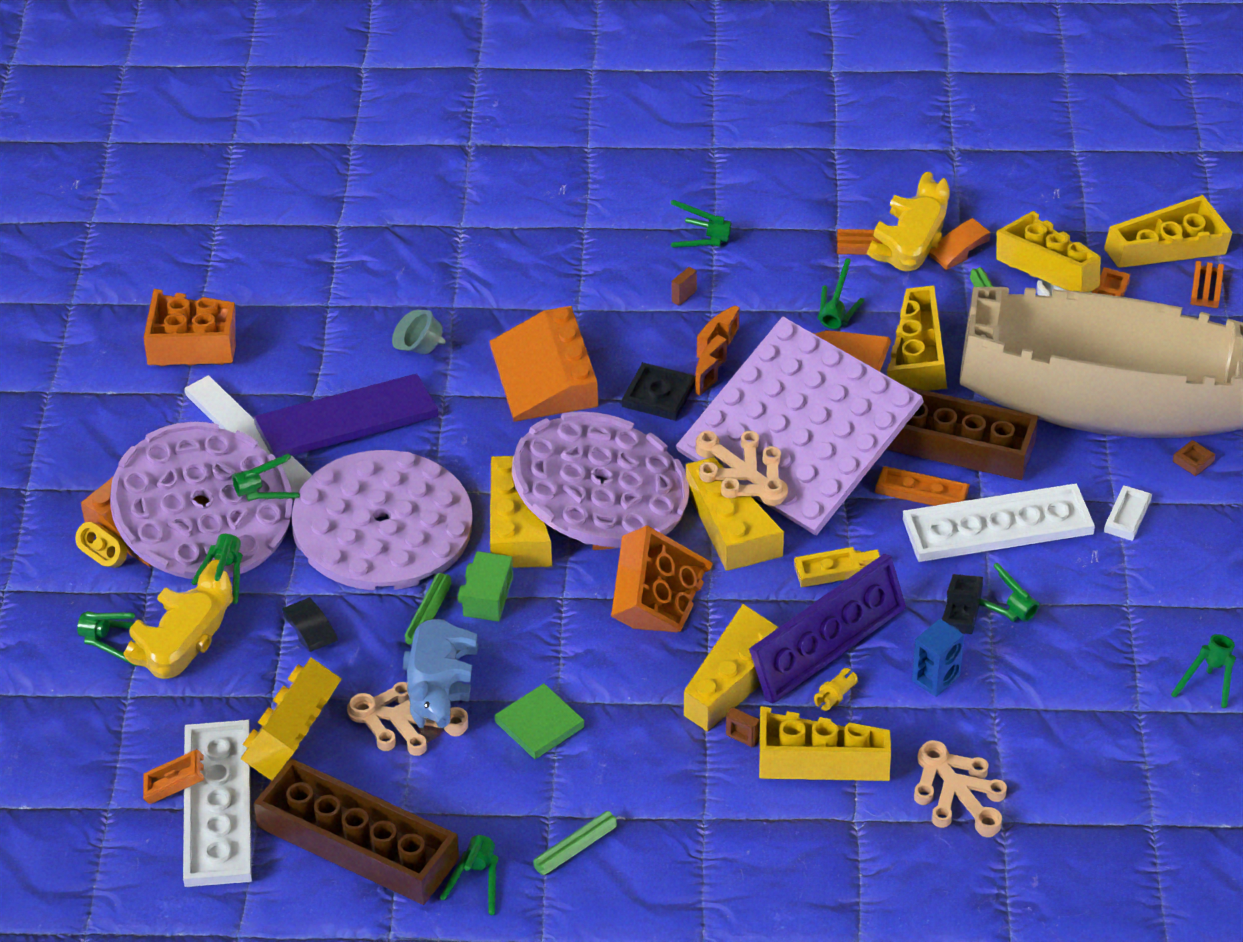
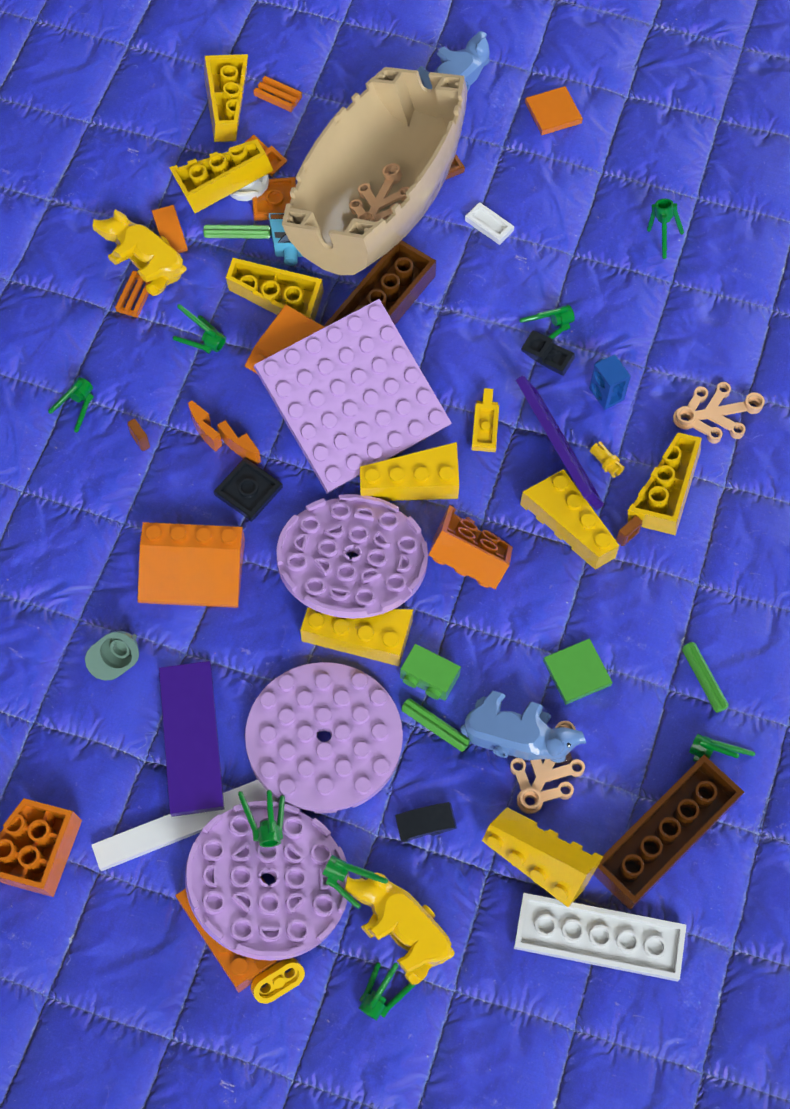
camera: 75 degrees left, 20 degrees up
(173, 776) = (574, 943): orange tile -> none
(769, 488) = (386, 447): light nougat plant -> none
(920, 487) = (426, 335): orange tile -> none
(998, 522) = (476, 305): white plate -> none

